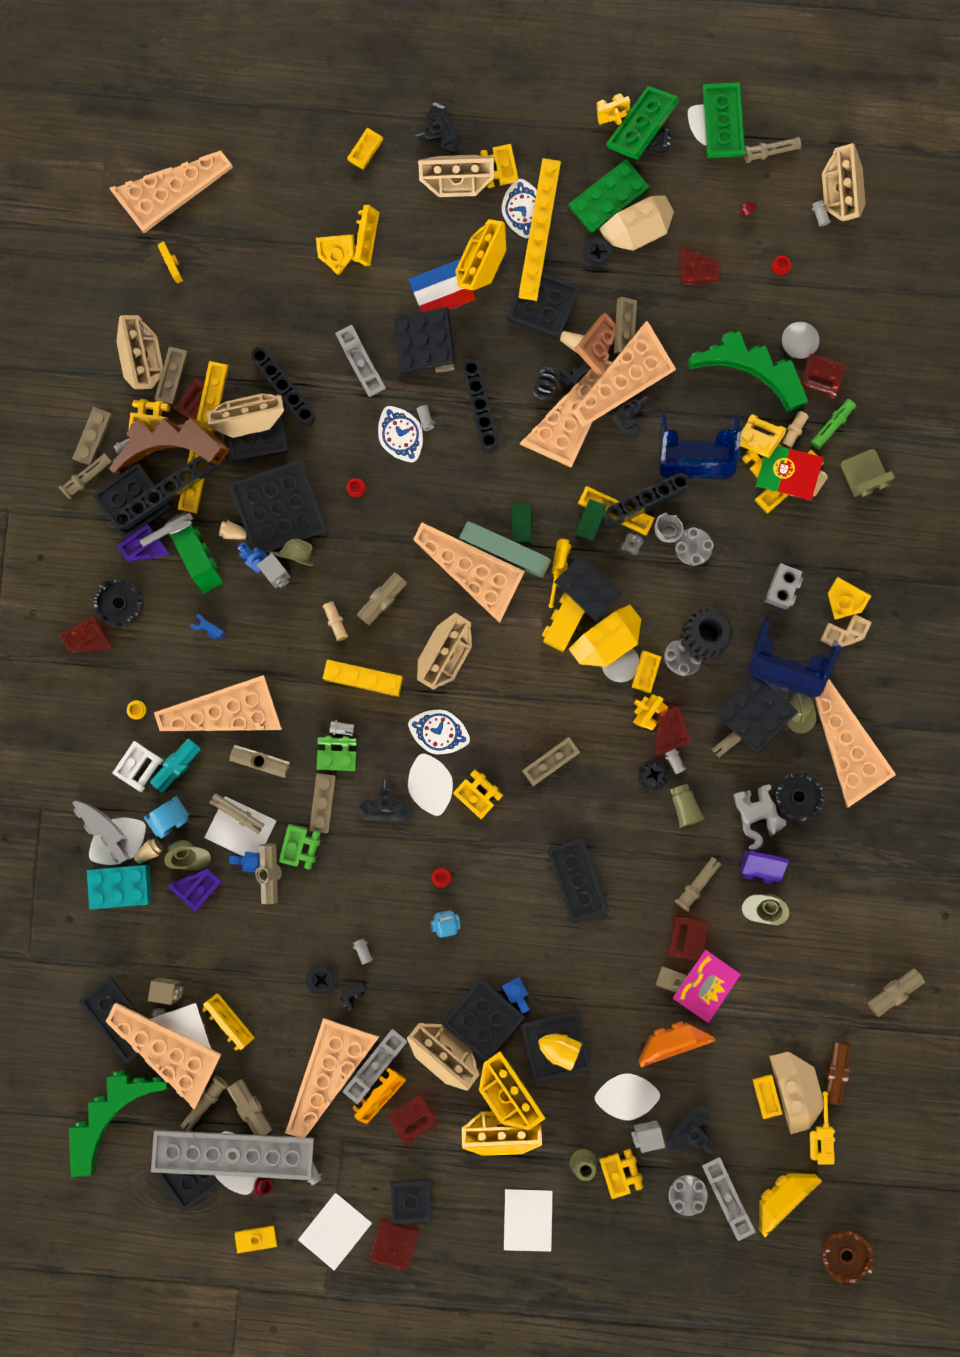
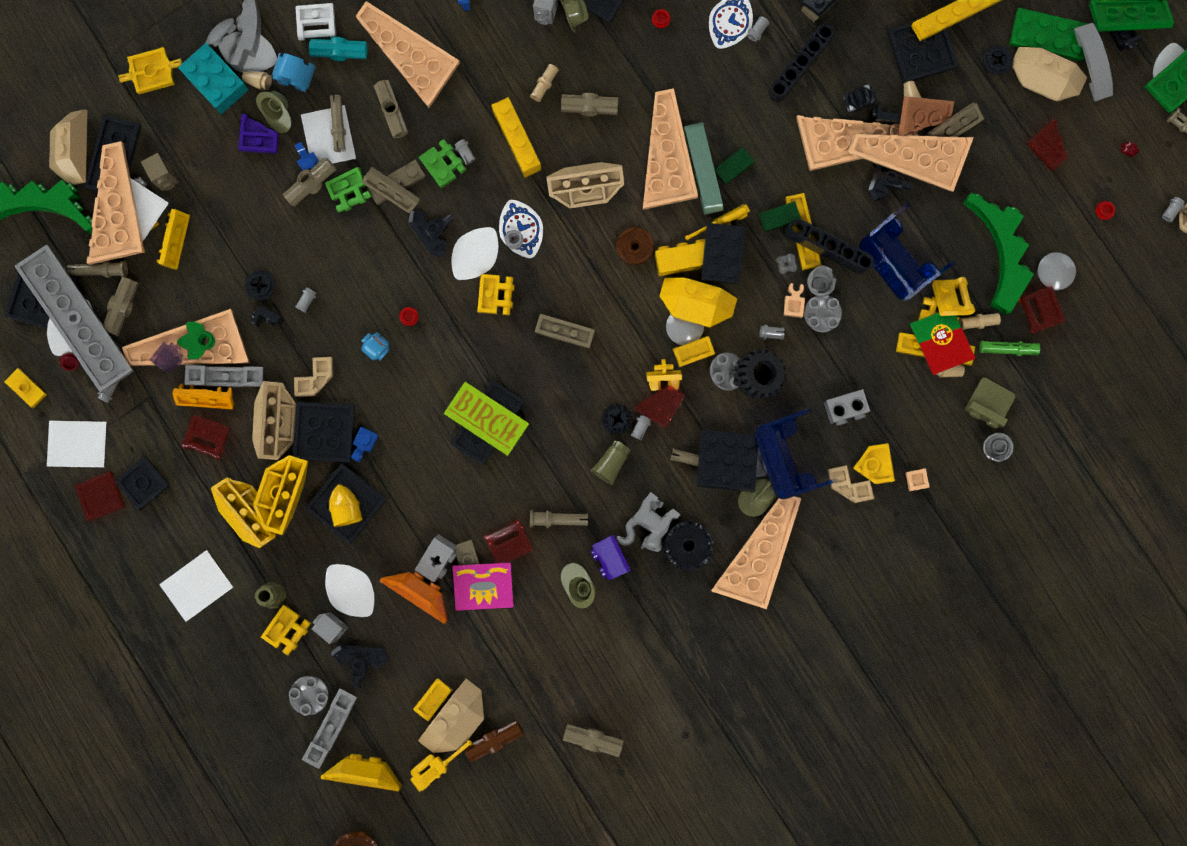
camera: 50 degrees right, 0 degrees up
(71, 933) = (150, 70): none -> yellow plate
(83, 1050) = (69, 147): none -> tan wedge
(85, 851) = (216, 34): none -> light grey dish
(325, 1101) = (167, 357): none -> clear purple brick
(326, 1068) = (194, 340): none -> green plate
(328, 813) = (390, 190): none -> dark tan plate
(436, 1000) = (321, 376): none -> tan tile
(440, 739) = (514, 233): none -> light grey plate
(522, 642) = (634, 236): none -> reddish brown plate
(575, 879) = (486, 418): none -> lime tile
(657, 1017) = (439, 547): none -> light grey brick
(658, 177) = (1096, 60): none -> light grey slope
(669, 563) = (794, 304): none -> light nougat plate
(675, 602) = (771, 332): none -> light grey pin
(882, 577) = (917, 479): none -> light nougat plate
(905, 494) = (998, 447): none -> light grey hair

